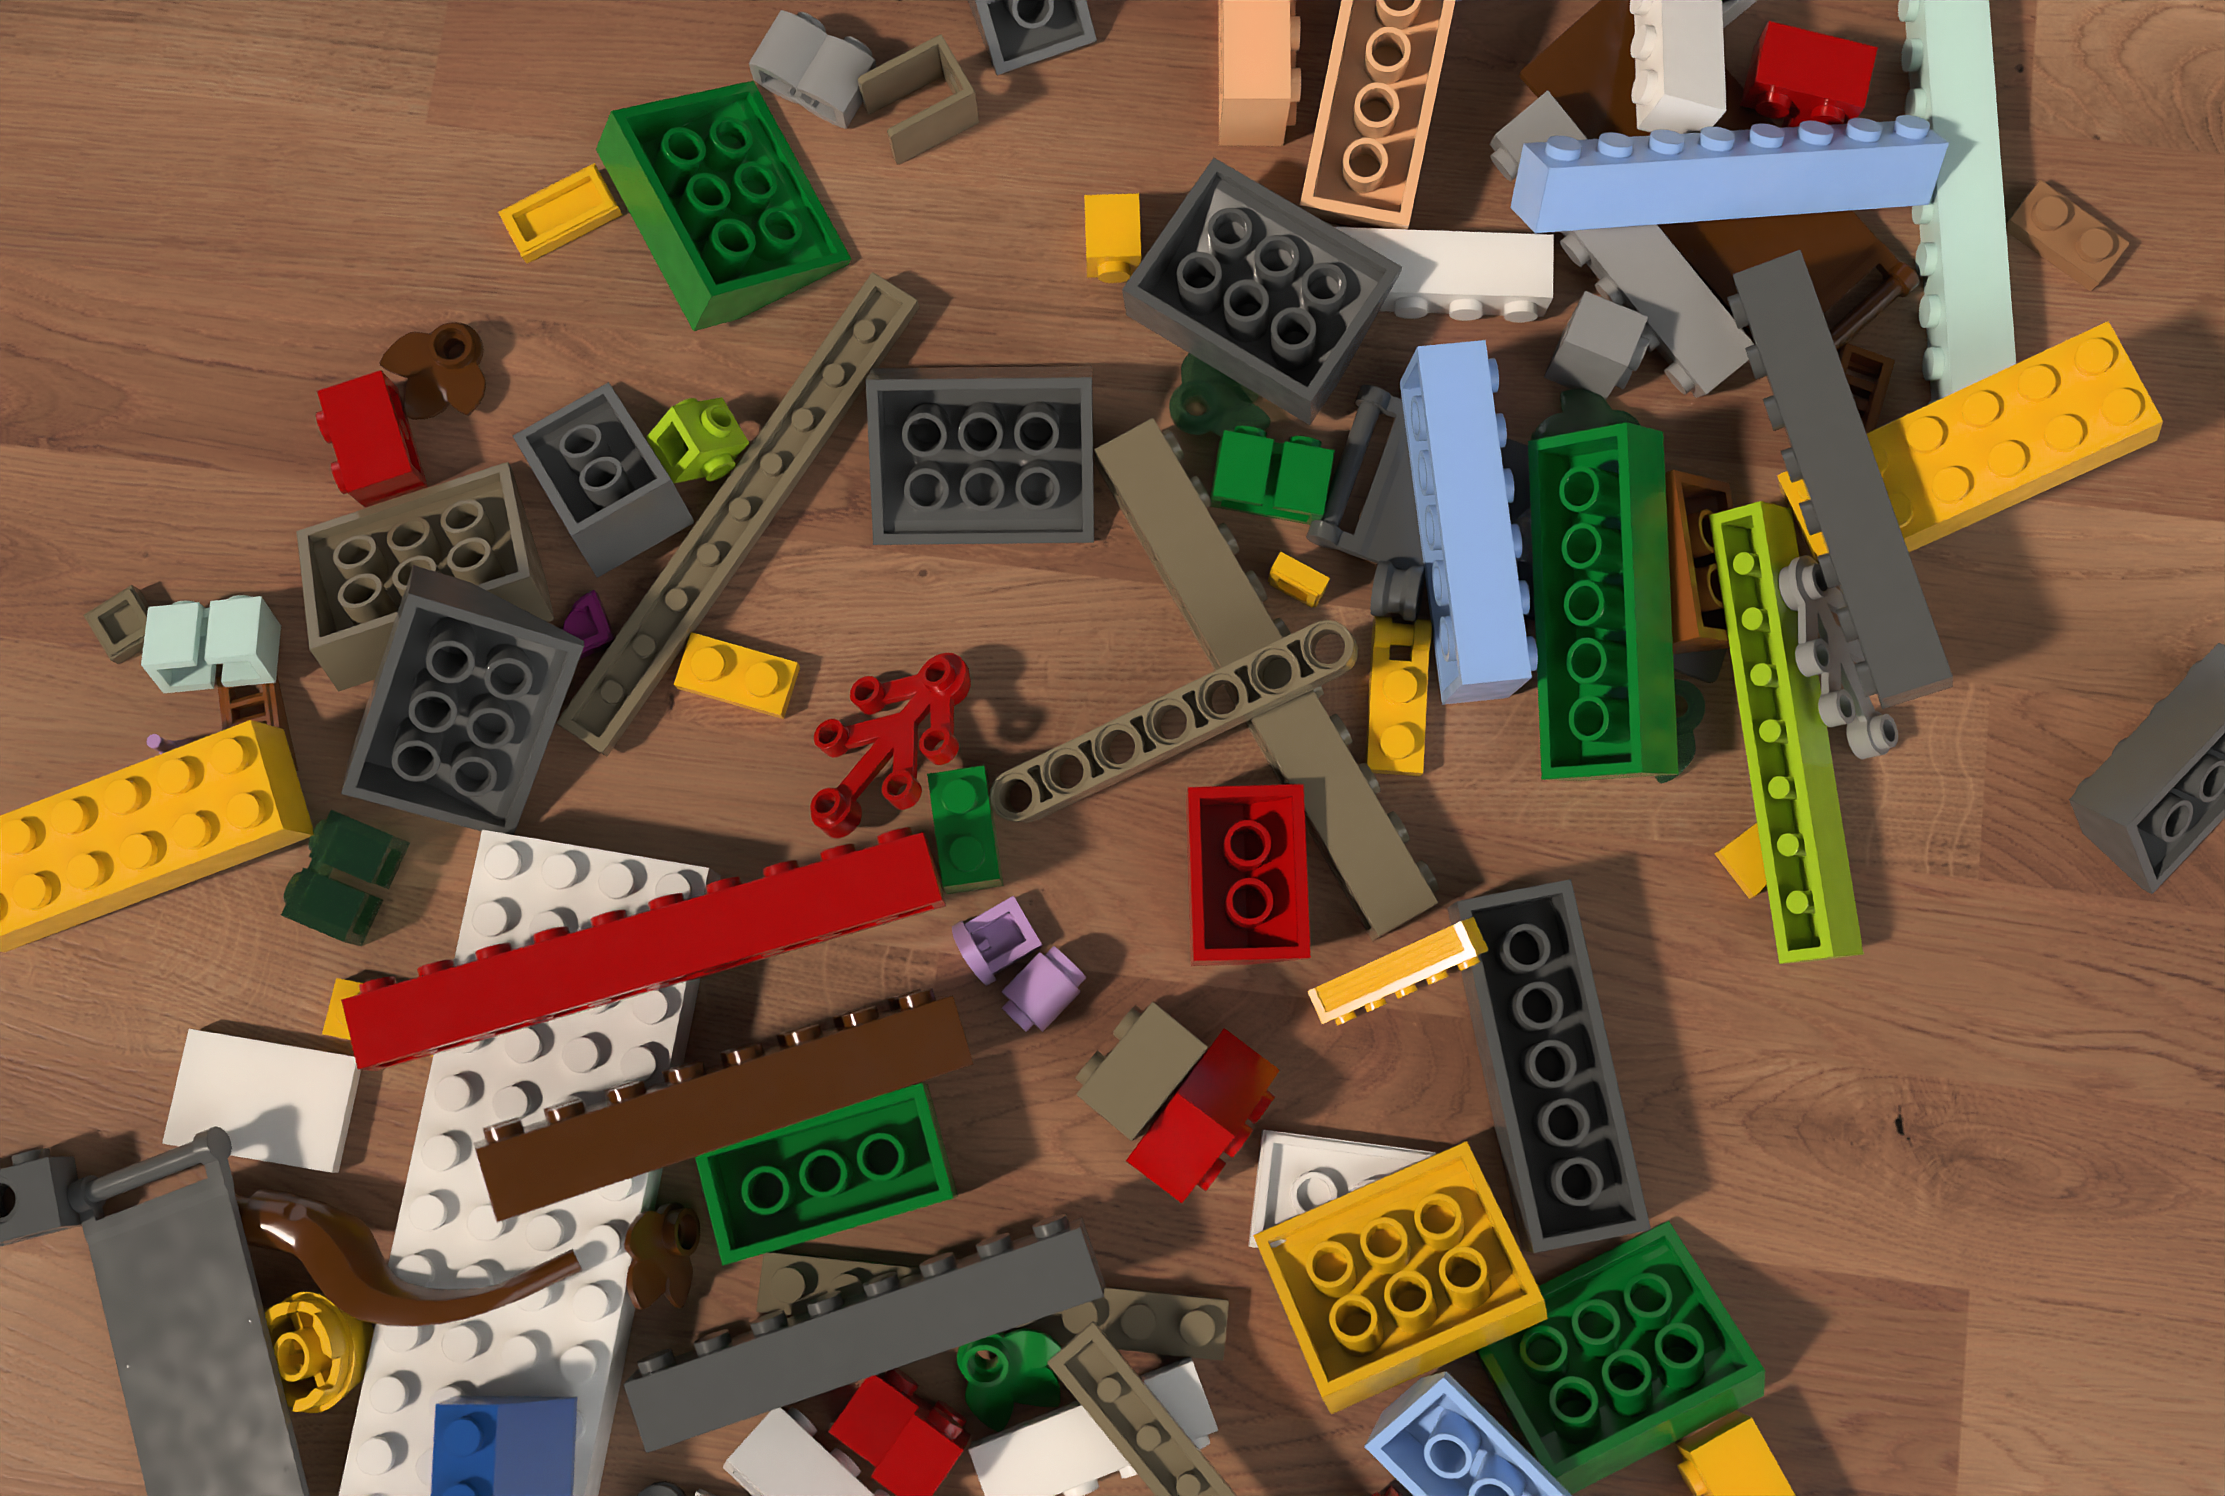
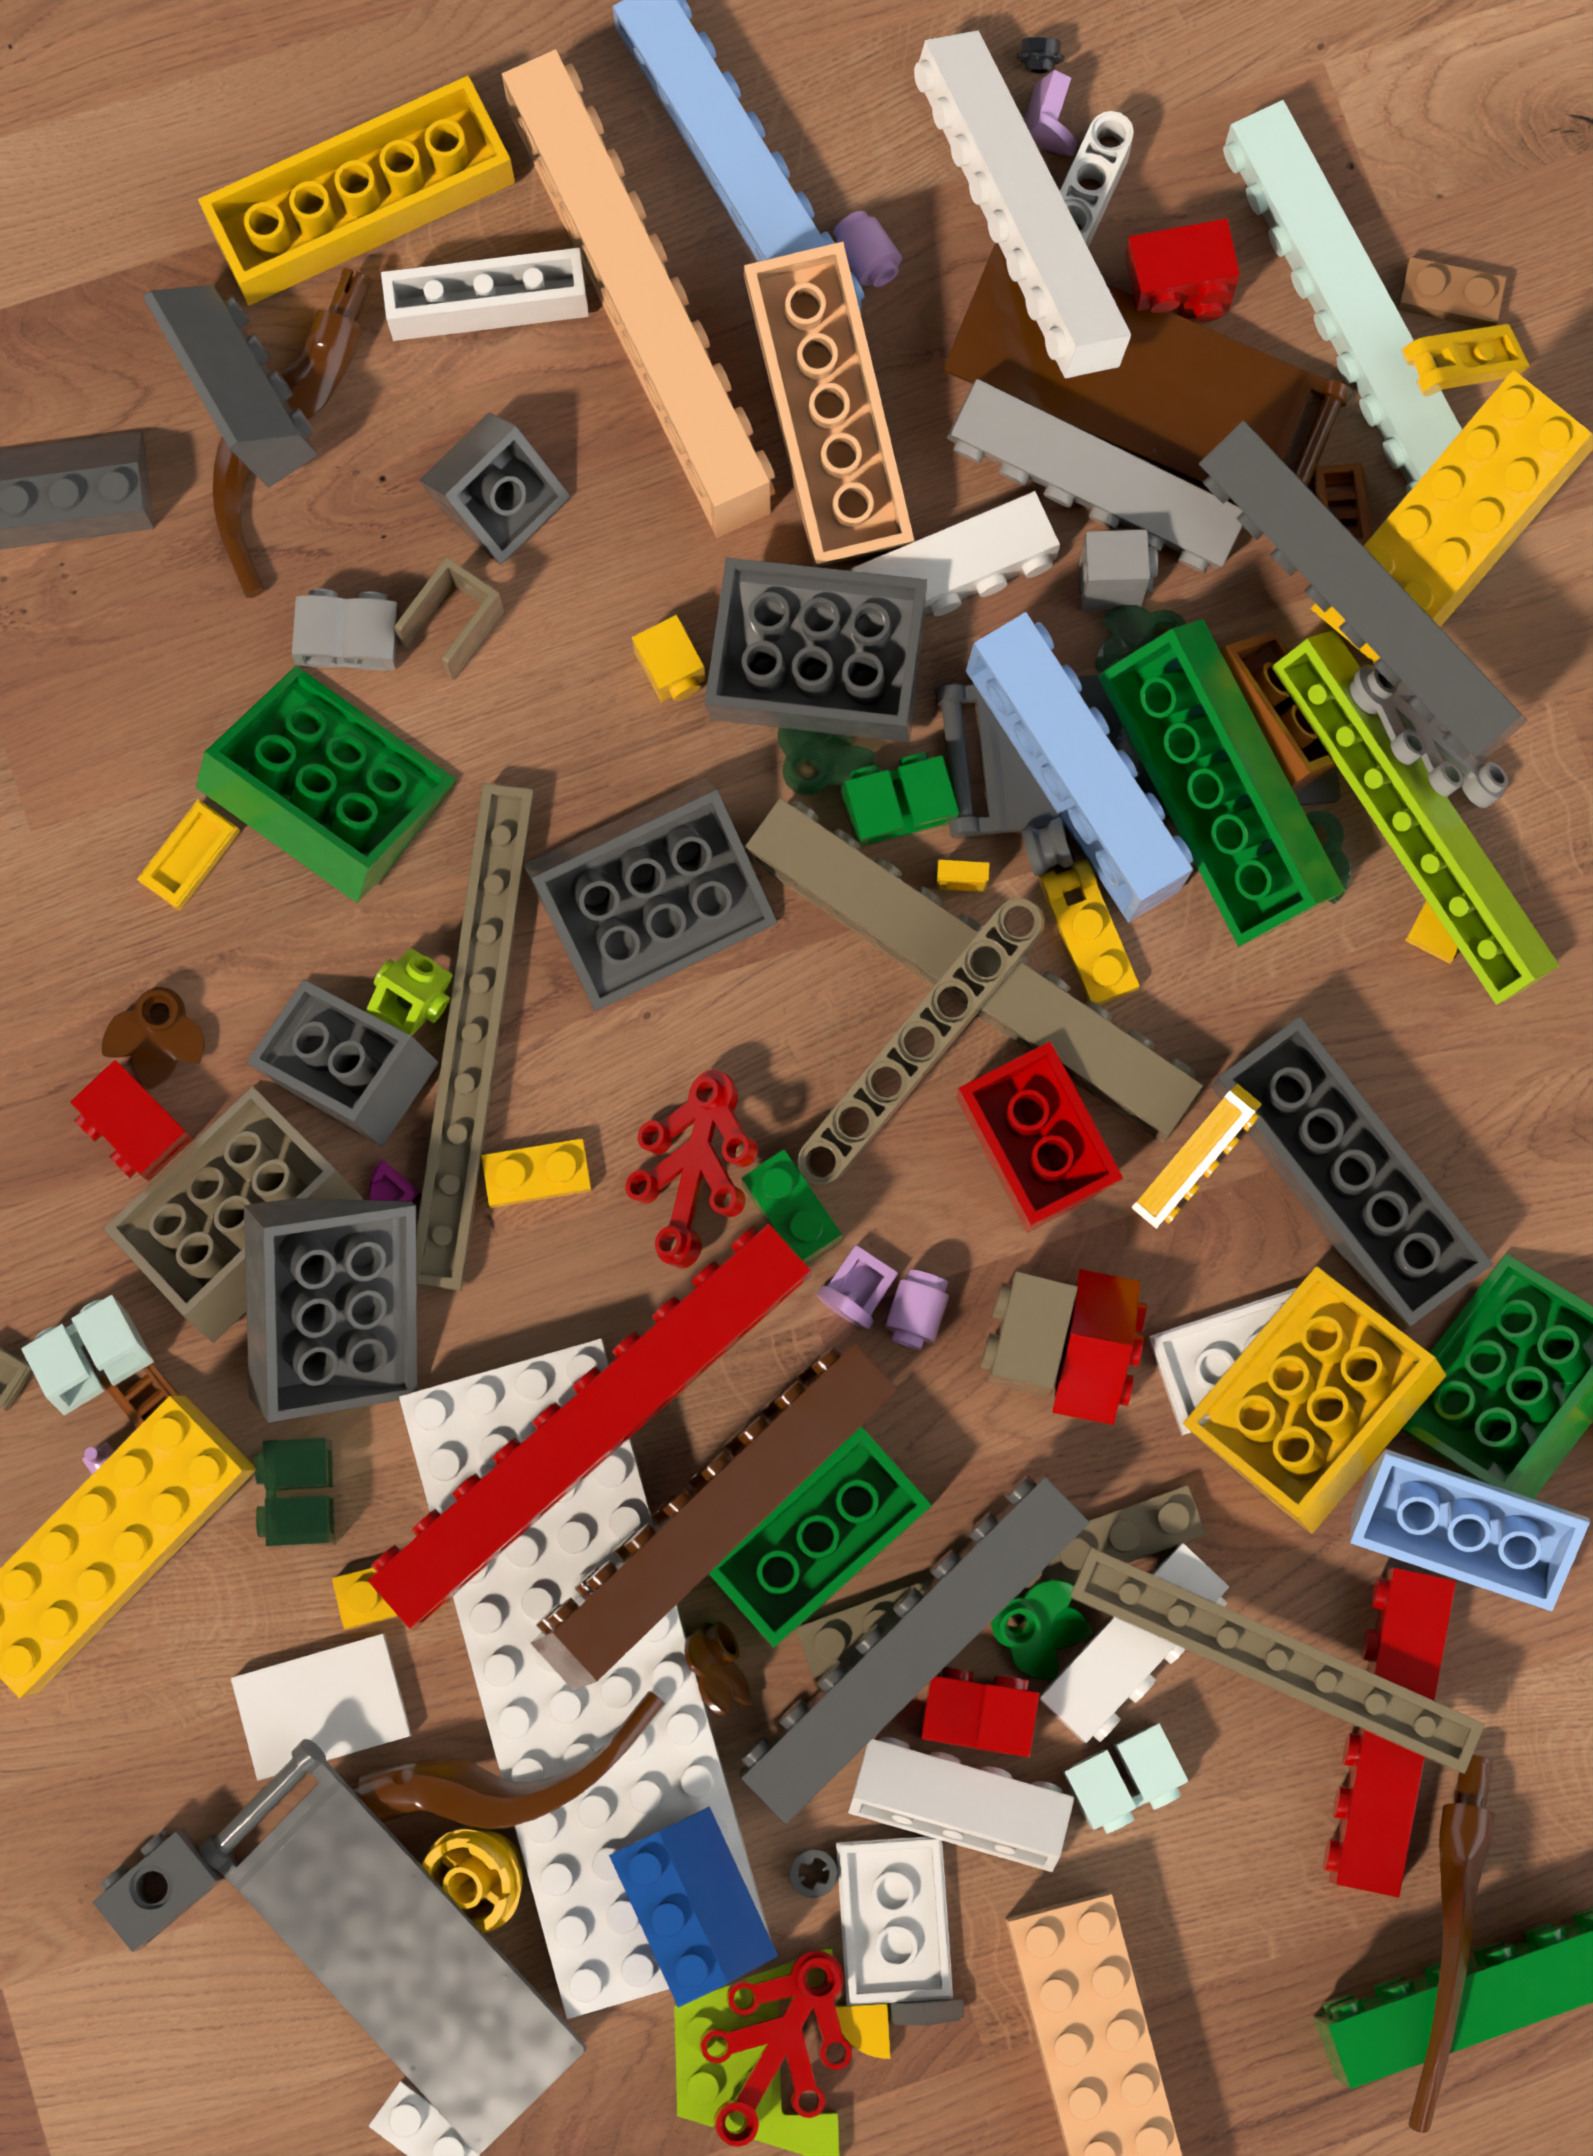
camera: 25 degrees left, 0 degrees up
(1726, 174) = (1155, 382): light blue brick -> none
(2048, 296) = (1465, 358): none -> yellow plate

